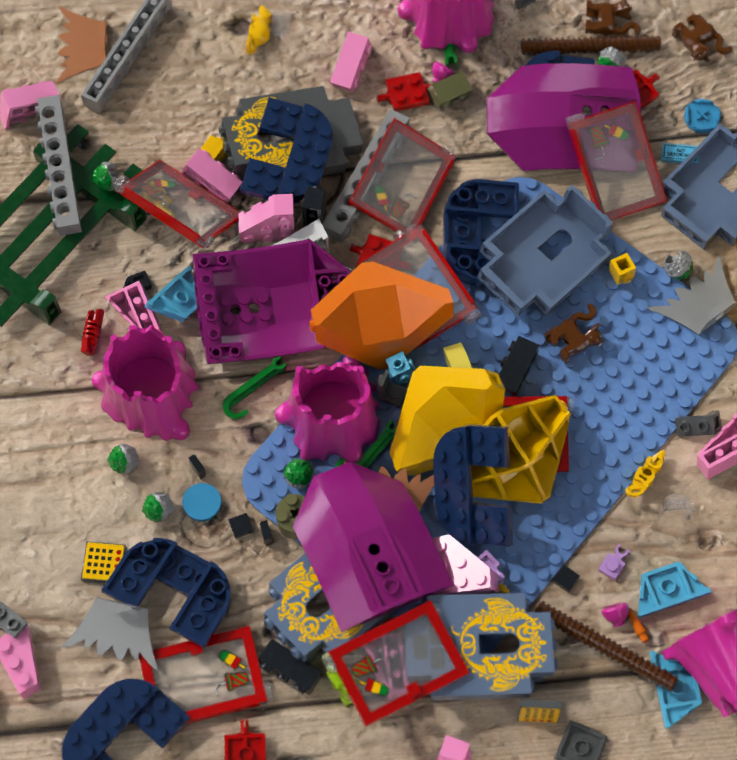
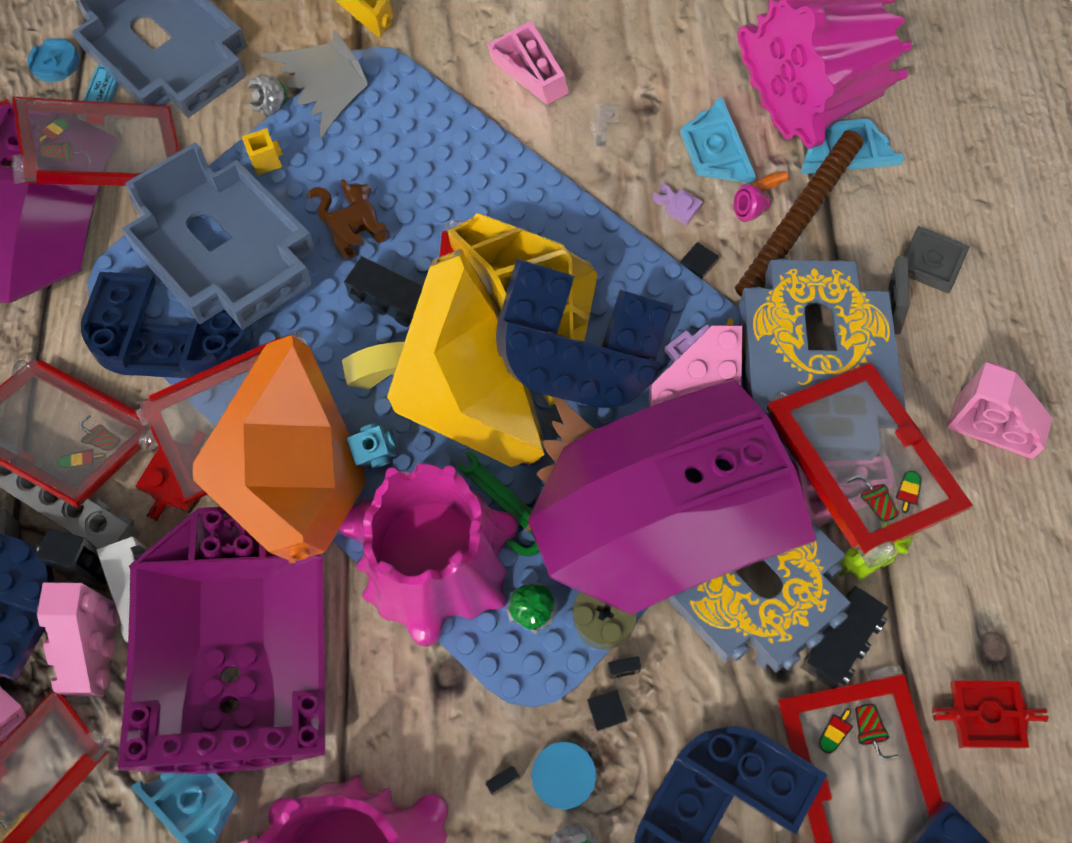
camera: 85 degrees left, 0 degrees up
(250, 386) = (370, 688): green piece -> none
(390, 392) = (406, 459): dark grey bracket -> none
(645, 475) = (564, 154): yellow animal -> none
(699, 425) = (497, 91): dark grey bracket -> none

